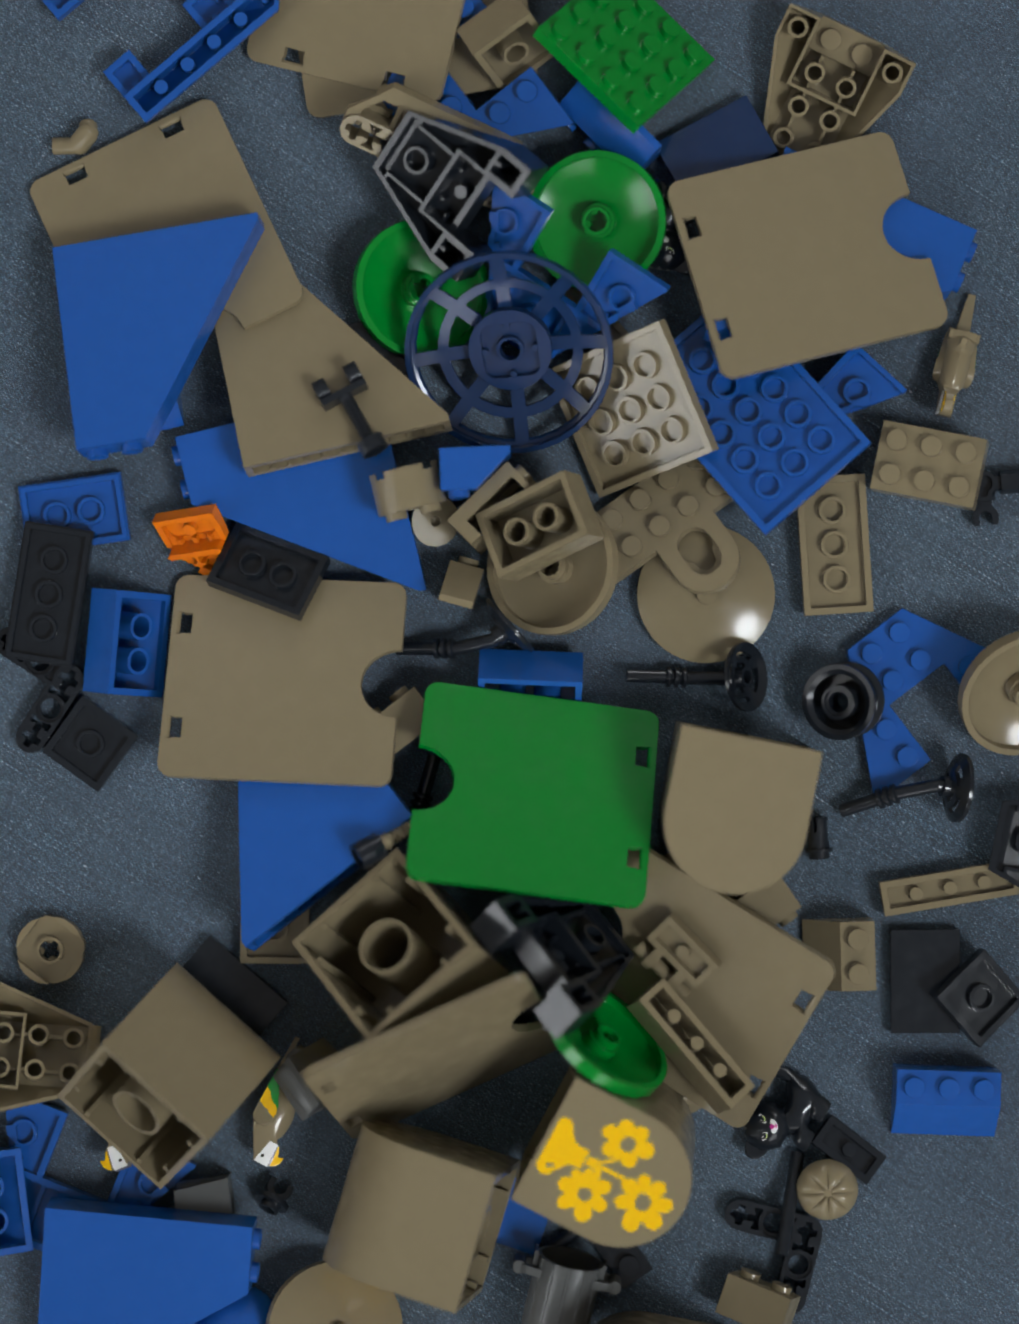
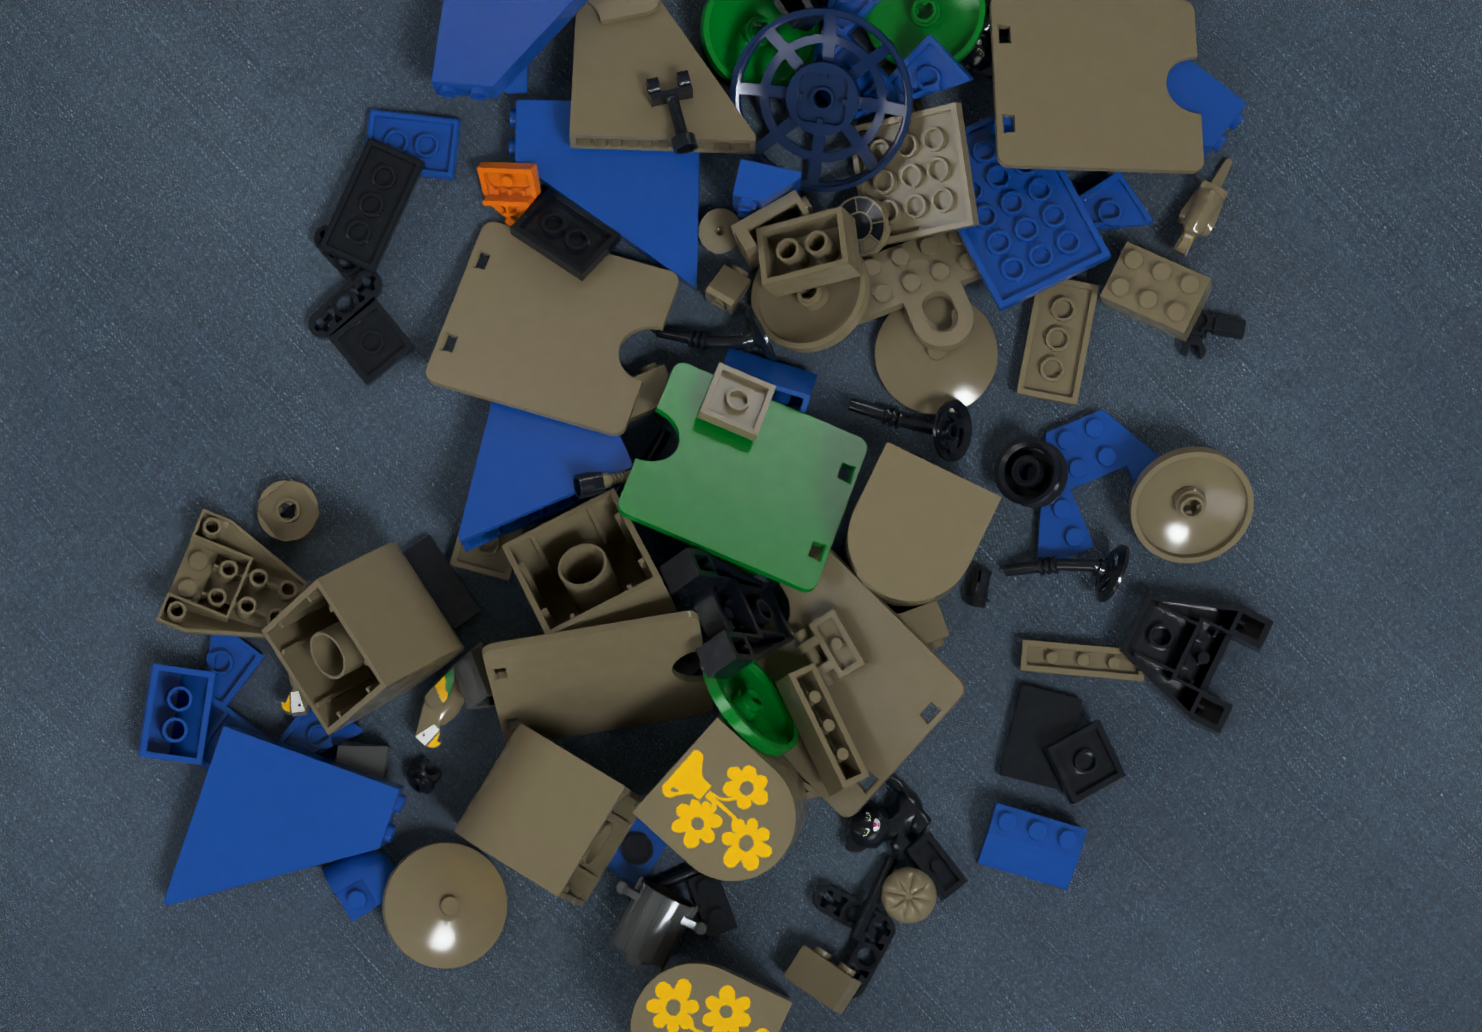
camera: 15 degrees right, 5 degrees down
(127, 642) = (427, 264): blue slope -> none
(408, 490) = (704, 192): dark tan brick -> none
(504, 712) = (736, 401): none -> dark tan plate
(522, 1218) = (637, 849): none -> black piece
(597, 470) = (871, 223): none -> tile
(849, 946) = (983, 693): dark tan slope -> none

